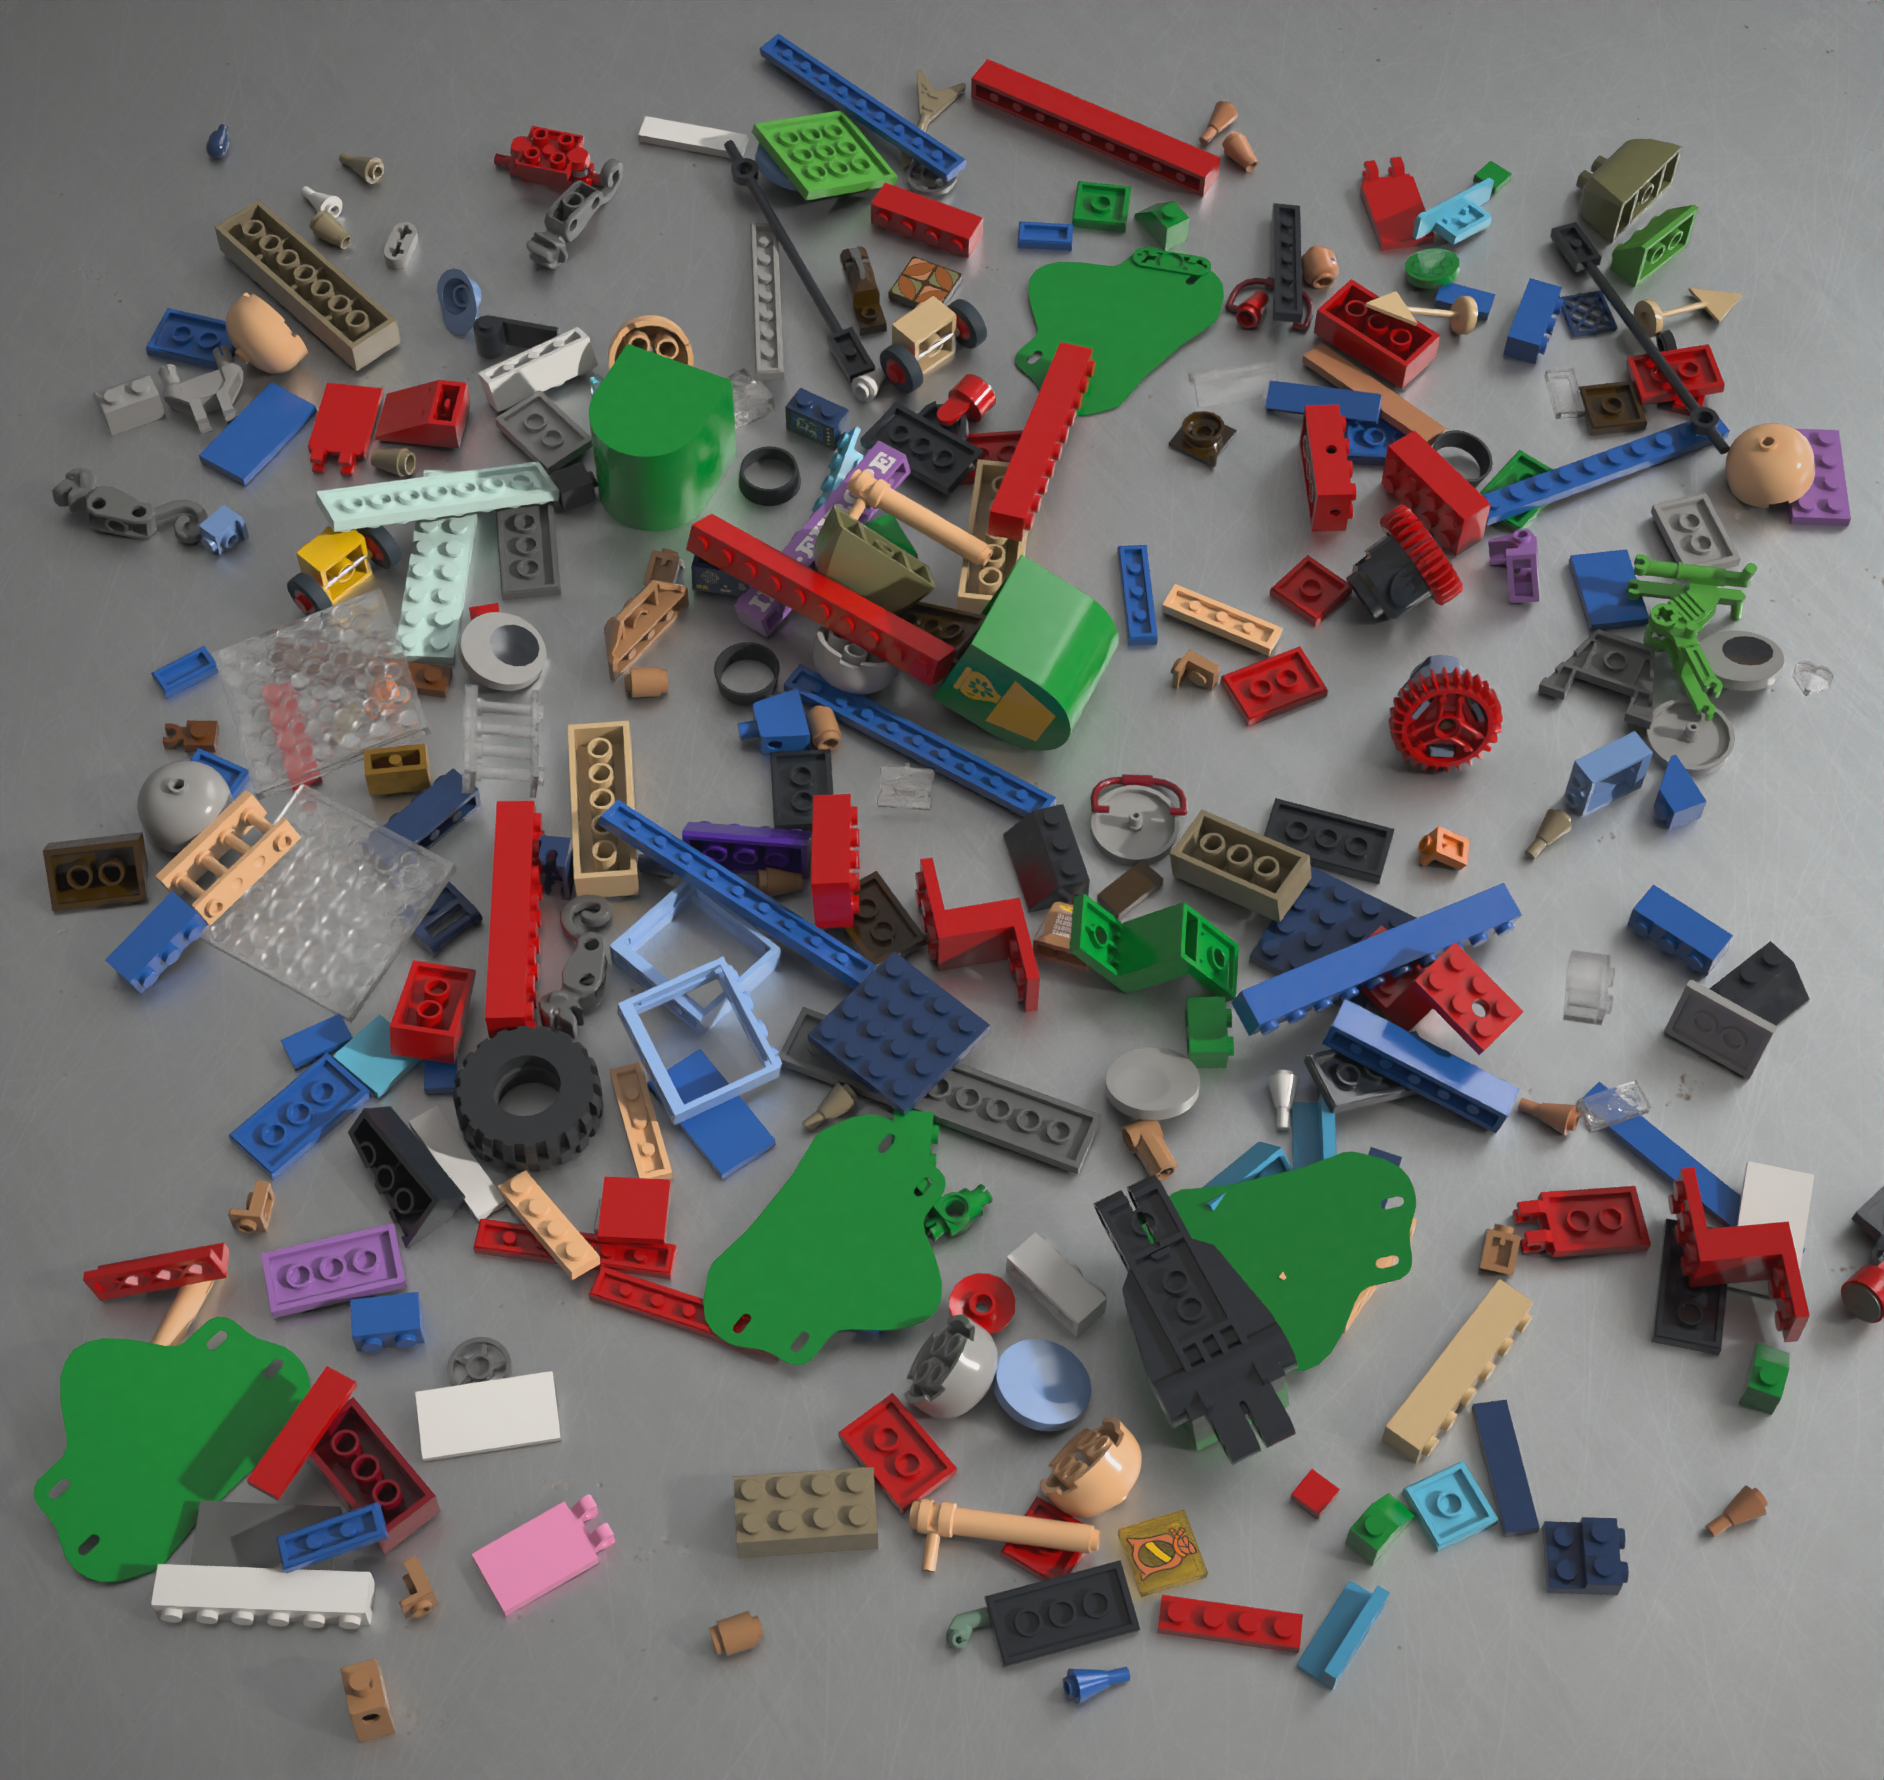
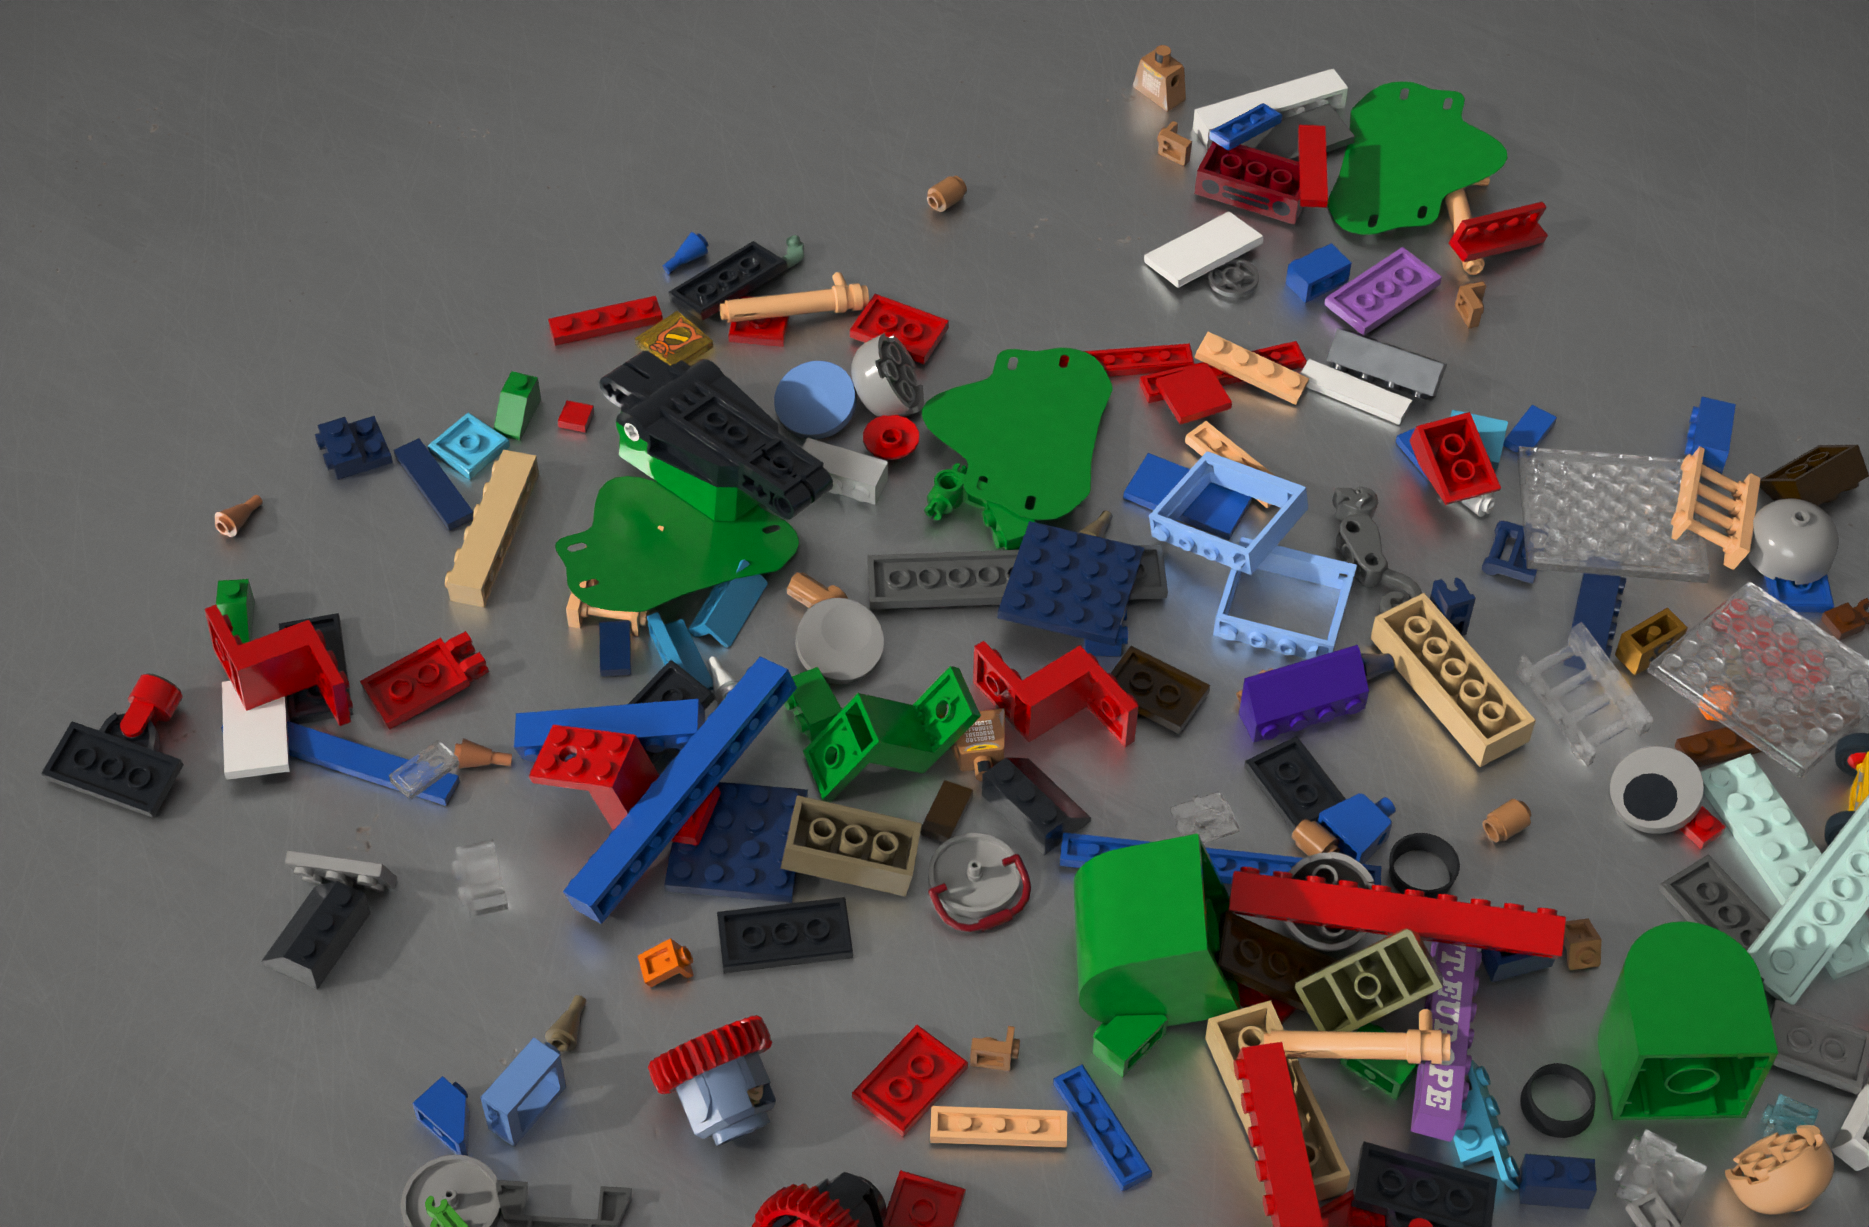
camera: 155 degrees right, 5 degrees down
(299, 1116) = (1498, 377): blue tile -> none
(514, 918) = (1449, 550): red brick -> none
(534, 1139) = (1337, 405): black tyre -> none
(542, 1554) = (1108, 194): bright pink tile -> none
(642, 623) = (1559, 863): medium nougat wedge -> none
(736, 894) = (1280, 635): blue plate -> none
(805, 1512) = (942, 267): dark tan brick -> none
(834, 861) = (1217, 693): red brick -> none
(1104, 1484) = (746, 349): light nougat cylinder -> none
(1342, 1633) = (518, 339): dark azure panel -> none
(1500, 1249) = (489, 631): medium nougat bracket -> none
(1679, 930) = (406, 969): blue brick -> none

